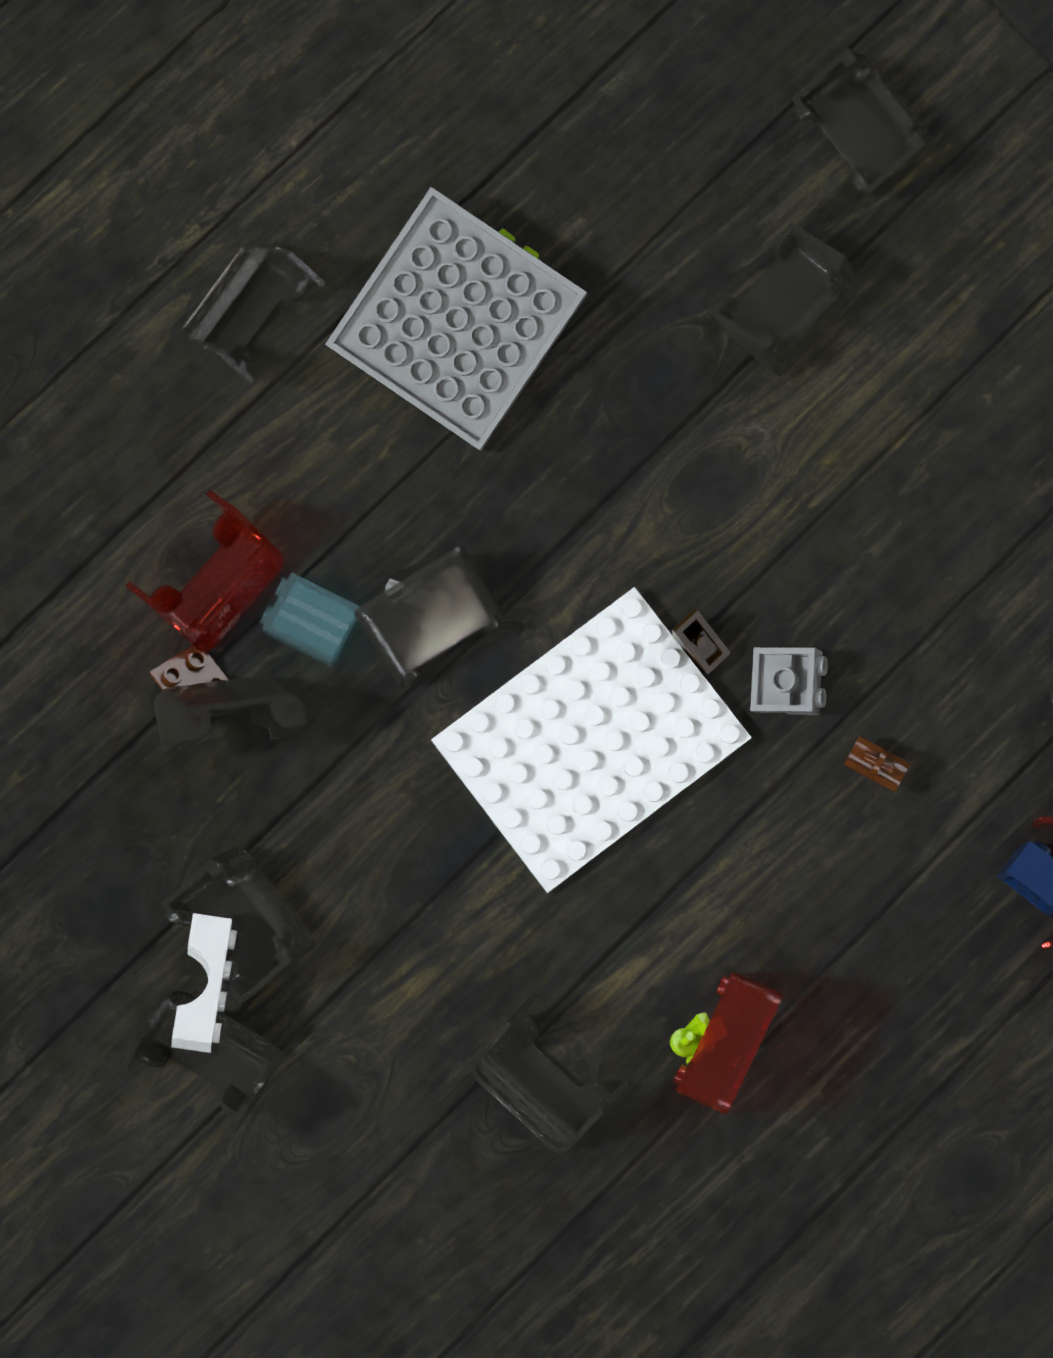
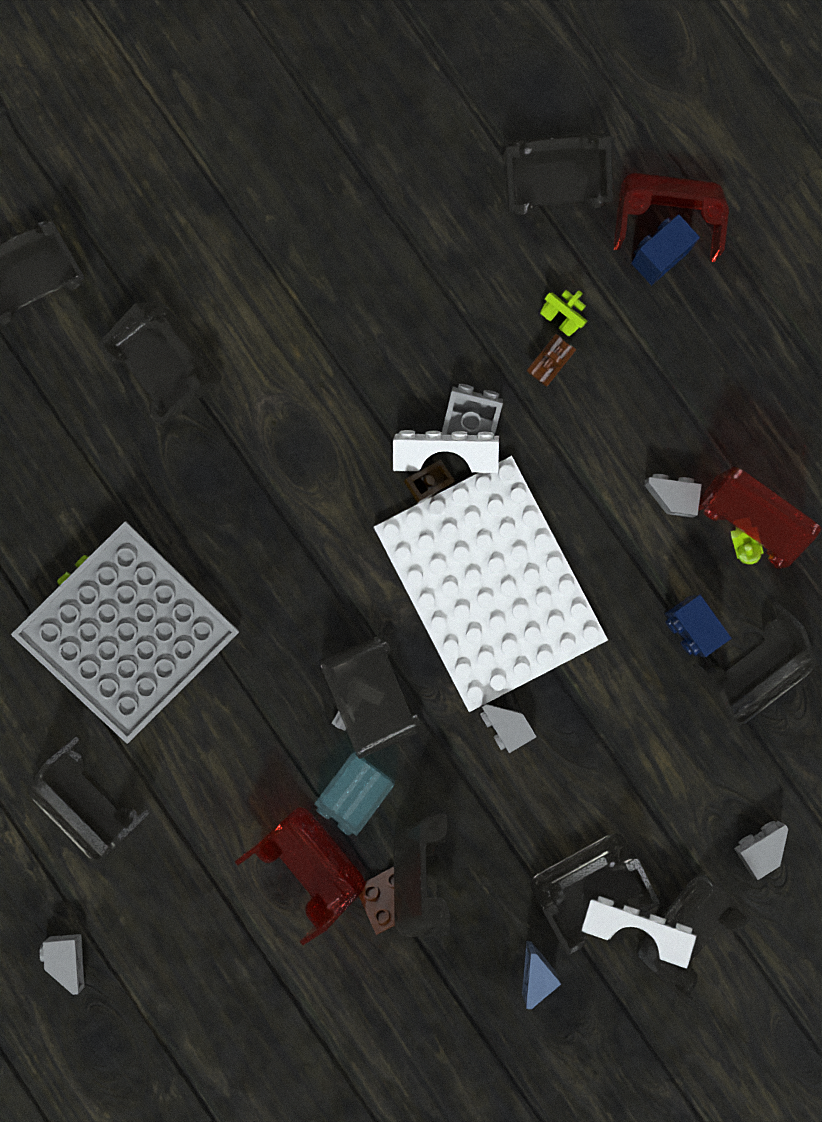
camera: 80 degrees left, 5 degrees up
(60, 319) = (64, 961): none -> light grey slope
(133, 871) = (538, 977): none -> sand blue slope
(323, 1125) = (763, 851): none -> light grey slope
(423, 789) = (509, 725): none -> light grey slope
(582, 993) = (696, 626): none -> dark blue brick
(738, 946) = (673, 496): none -> light grey slope
(747, 695) = (478, 450): none -> white arch
(945, 773) = (555, 304): none -> lime hips

